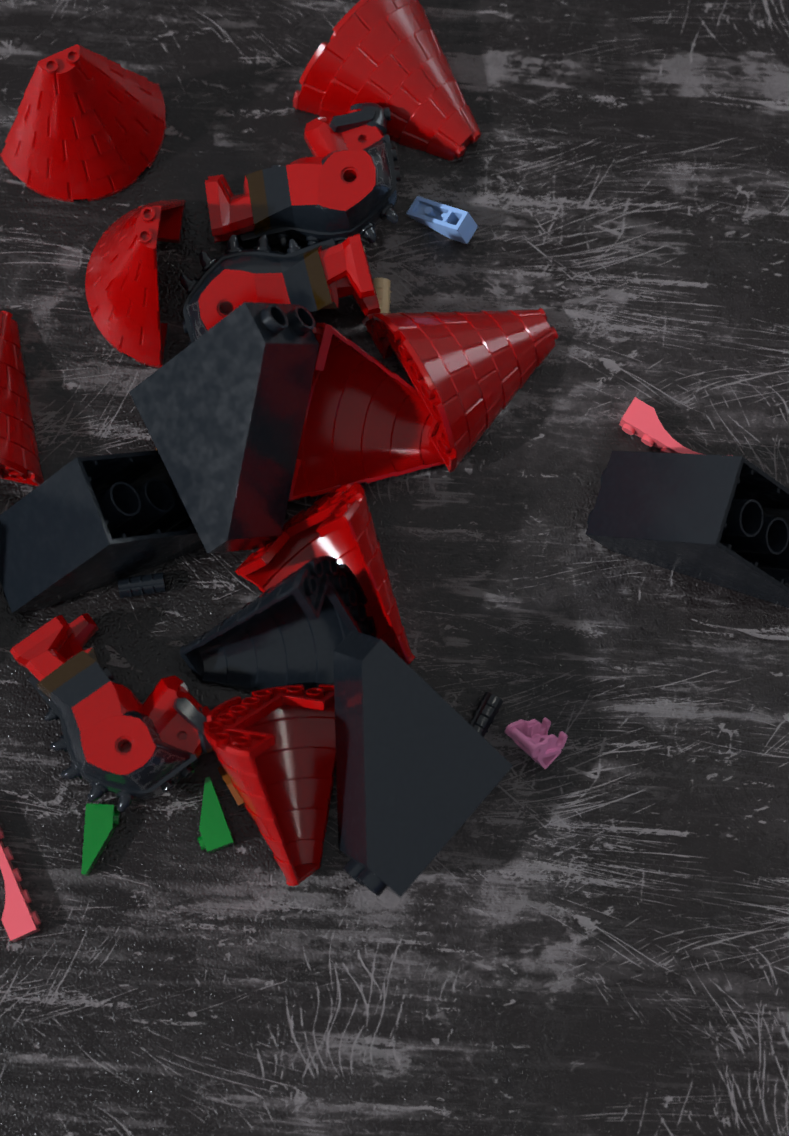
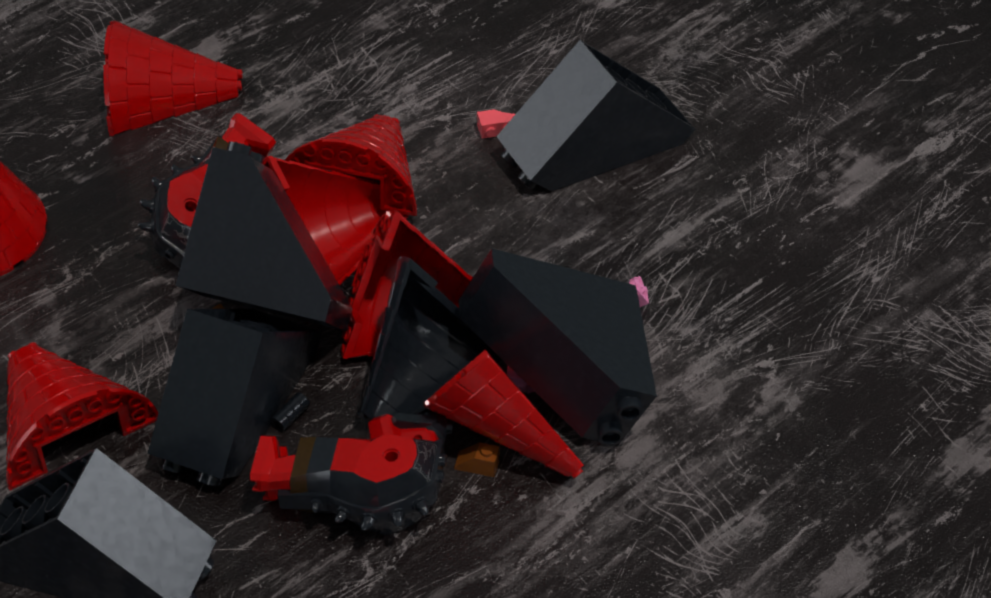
camera: 45 degrees left, 30 degrees down
(98, 830) = (417, 556): green slope -> none
(124, 280) = (105, 252): red cone -> none
(213, 824) = (487, 491): green slope -> none
(319, 197) = (173, 128): piece -> none
(444, 219) = (272, 115): light blue slope -> none

